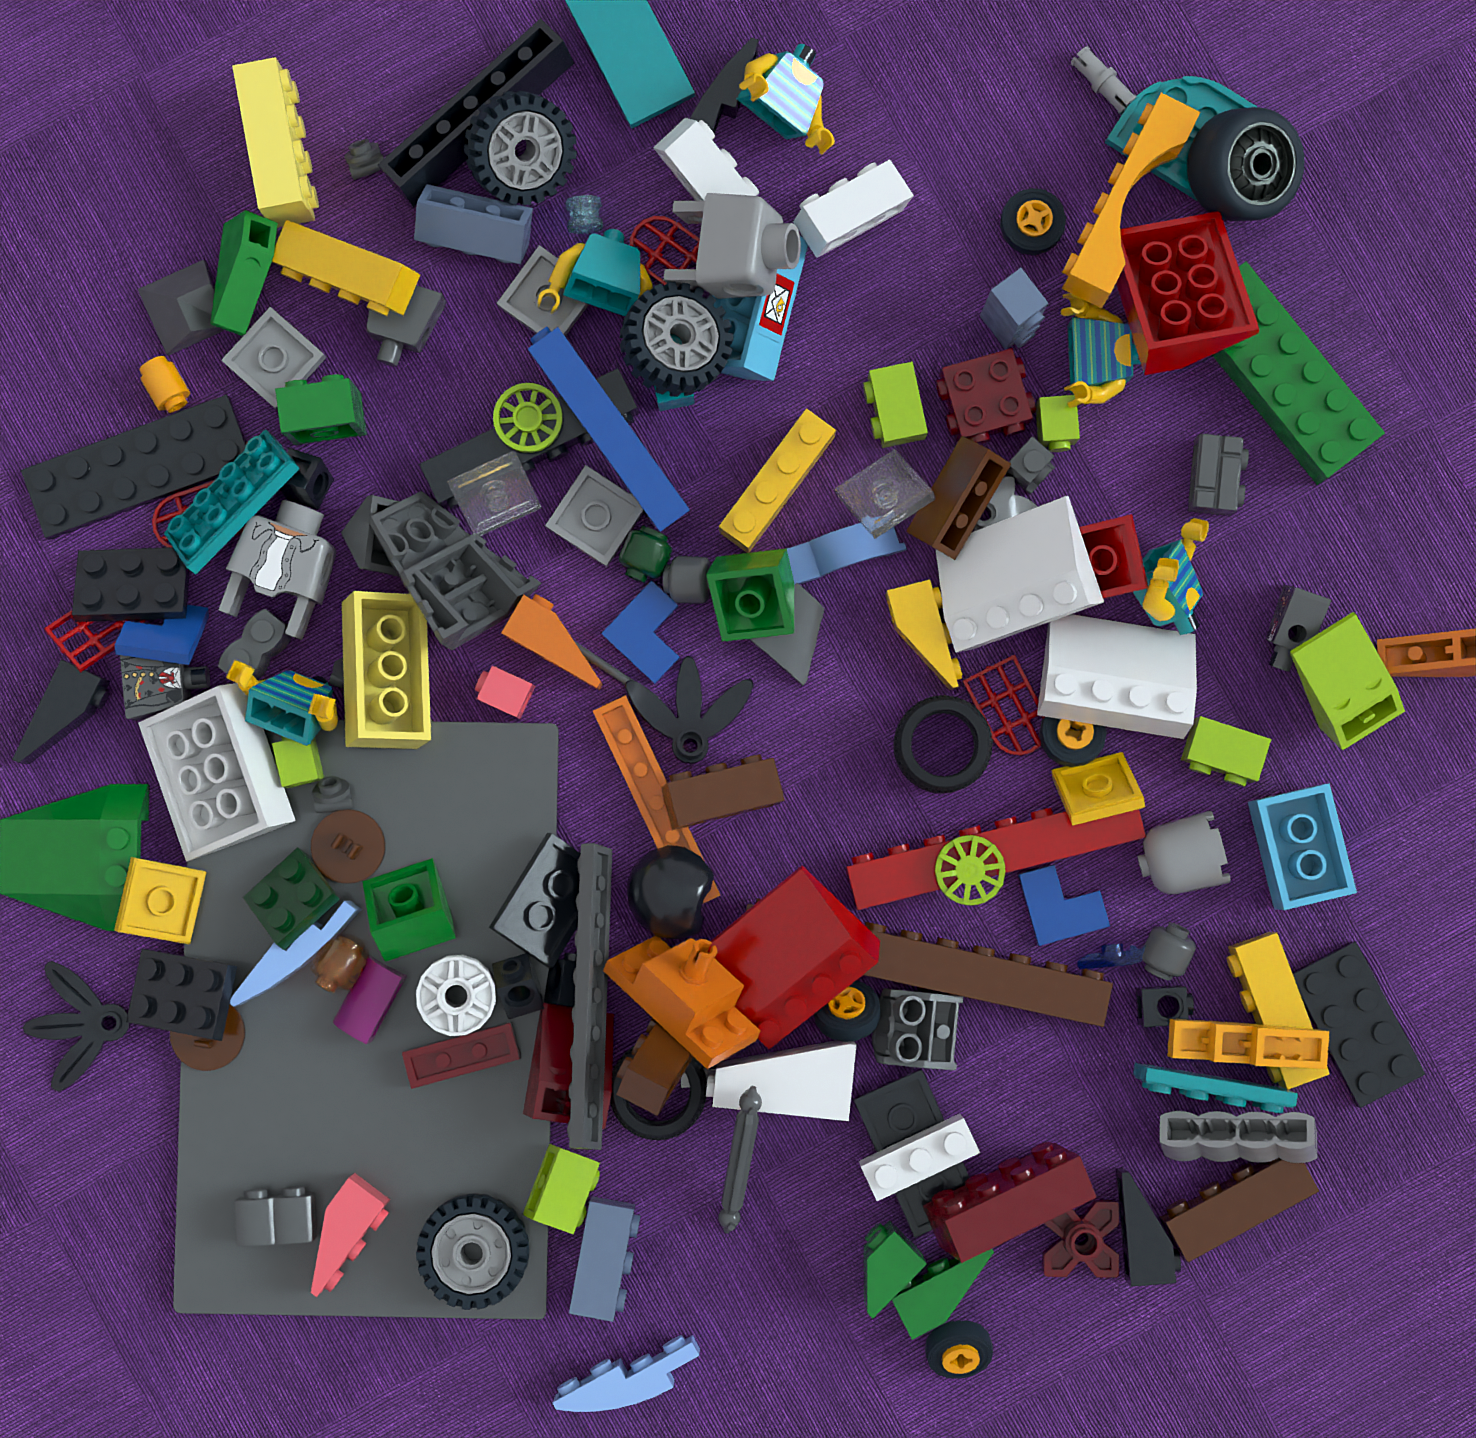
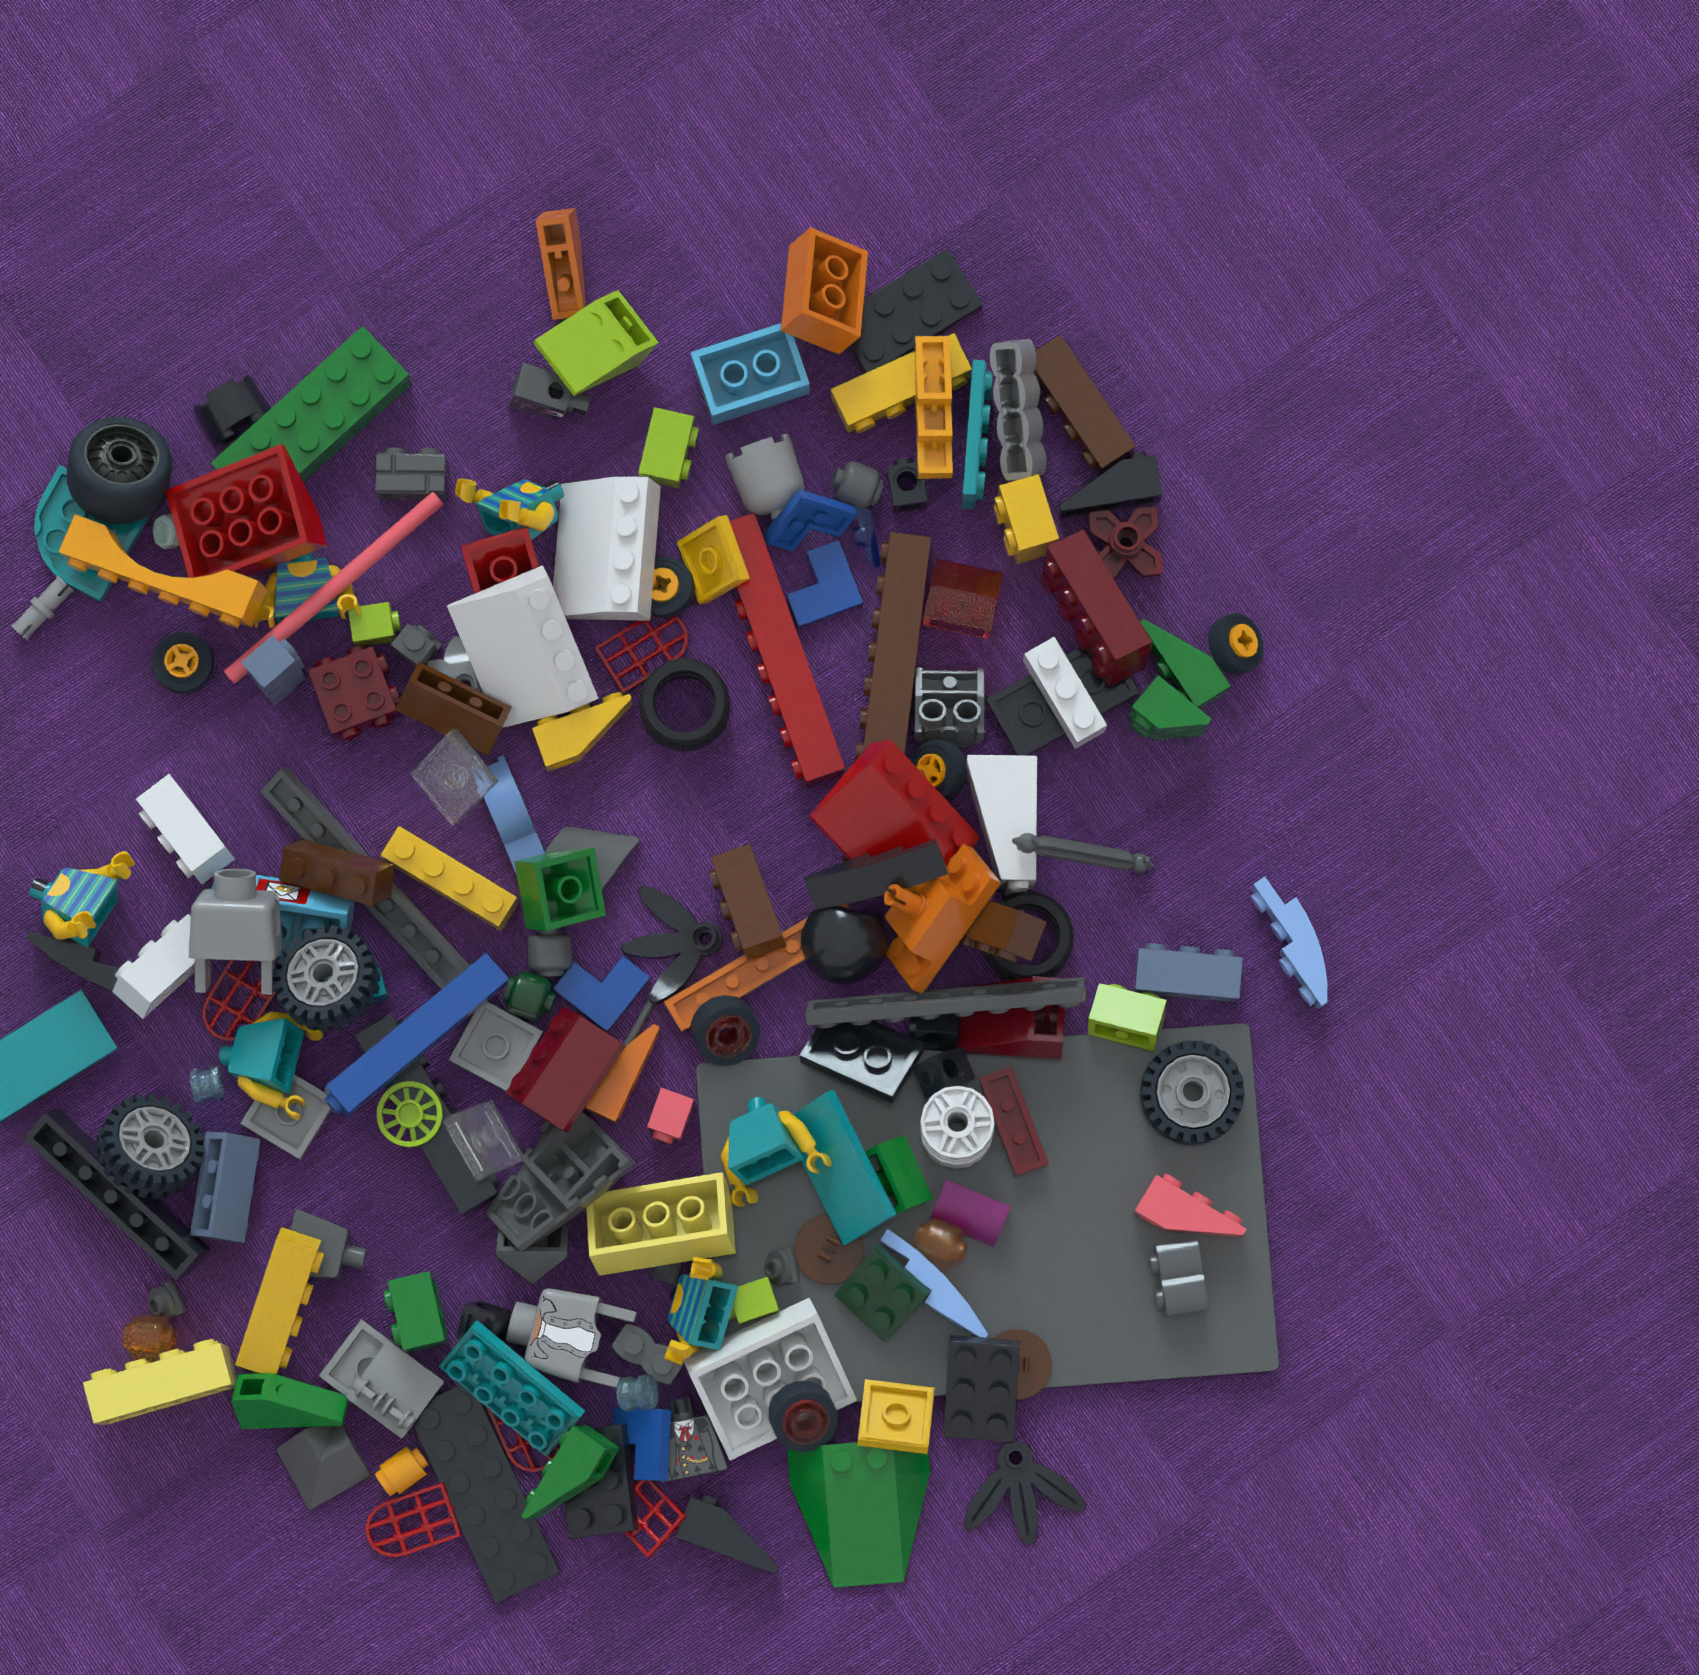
camera: 100 degrees left, 5 degrees down
(106, 404) = (420, 1508): none -> red window
(145, 565) = (577, 1465): none -> green slope
(169, 802) = (798, 1399): none -> wheel
(211, 631) = (637, 1393): none -> clear light blue wheel
(244, 381) = (394, 1389): none -> light grey hinge
(327, 137) = (149, 1337): none -> clear orange head
(425, 864) = (850, 1186): none -> teal tile
(458, 789) = (764, 1144): none -> teal torso
(559, 584) = (565, 1069): none -> dark red slope
(588, 757) = (715, 1016): none -> wheel
(730, 930) = (871, 876): none -> black slope
(785, 393) = (395, 913): none -> dark grey plate
(792, 361) = (336, 872): none -> reddish brown brick
(895, 405) = (368, 775): lime brick -> none
(970, 870) = (799, 668): lime wheel -> none
(1034, 1055) = (962, 598): none -> clear red slope
(1110, 394) = (343, 579): none -> coral piece
(1115, 1133) = (1026, 519): none -> yellow brick
(1141, 895) = (808, 512): none -> blue tile
(1174, 210) = (165, 532): none -> light aqua tile
(1305, 291) = (230, 408): none -> black cylinder
(1387, 936) = (824, 290): none -> orange brick

